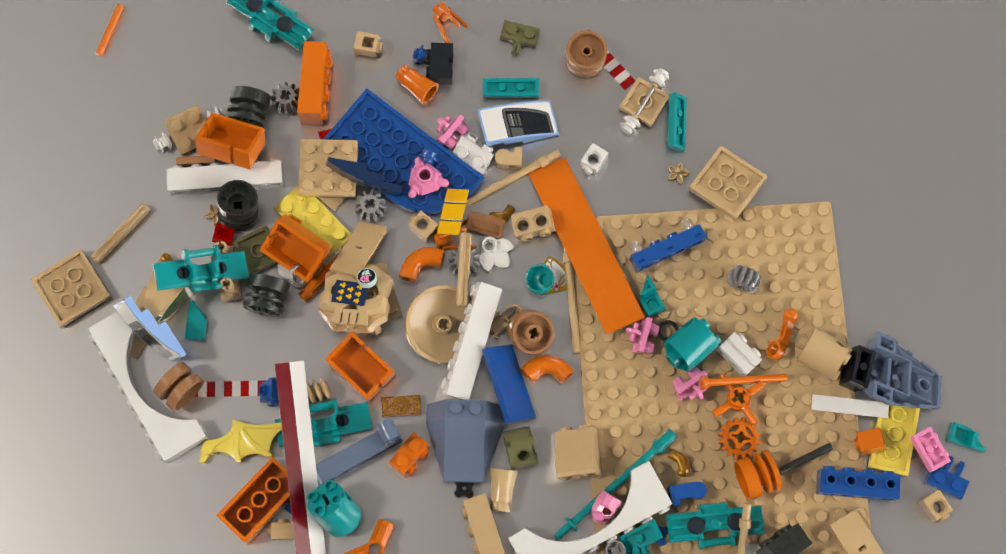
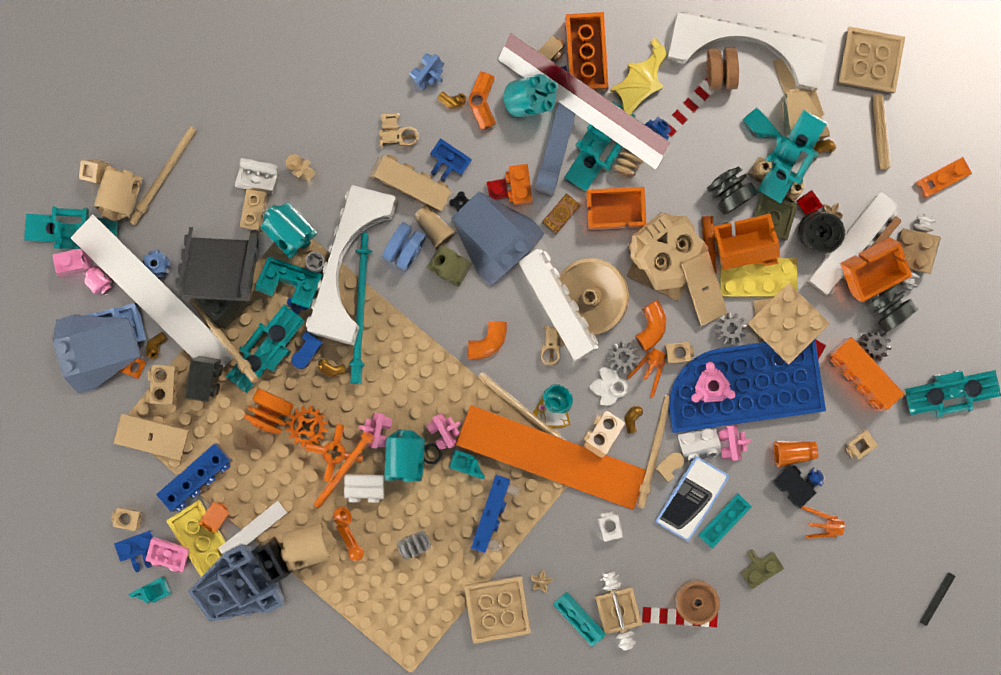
camera: 140 degrees right, 10 degrees up
(114, 159) = (944, 177): none -> orange plate
(145, 326) = (778, 85): slope -> none
(349, 293) = (674, 247): dark blue sticker -> none
(357, 173) = (761, 338): dark blue slope -> none
(366, 278) = (674, 269): tile -> none
(427, 470) = (497, 189): none -> red plate
(428, 156) = (727, 404): blue plate -> none
(437, 527) = (451, 157): none -> blue hinge
(453, 211) = (667, 382): yellow sticker -> none
(463, 269) = (617, 349): tan axle -> none
(485, 224) = (636, 399): medium nougat tile -> none
(508, 383) = (502, 302): blue tile -> none
(538, 339) = (525, 353): medium nougat wheel -> none
(538, 491) = (404, 246): none -> medium blue wheel
(577, 453) = (406, 301): tan slope -> none
(605, 507) = (351, 285): bright pink rock -> none
(805, 458) = (248, 460): pearl dark grey bar -> none

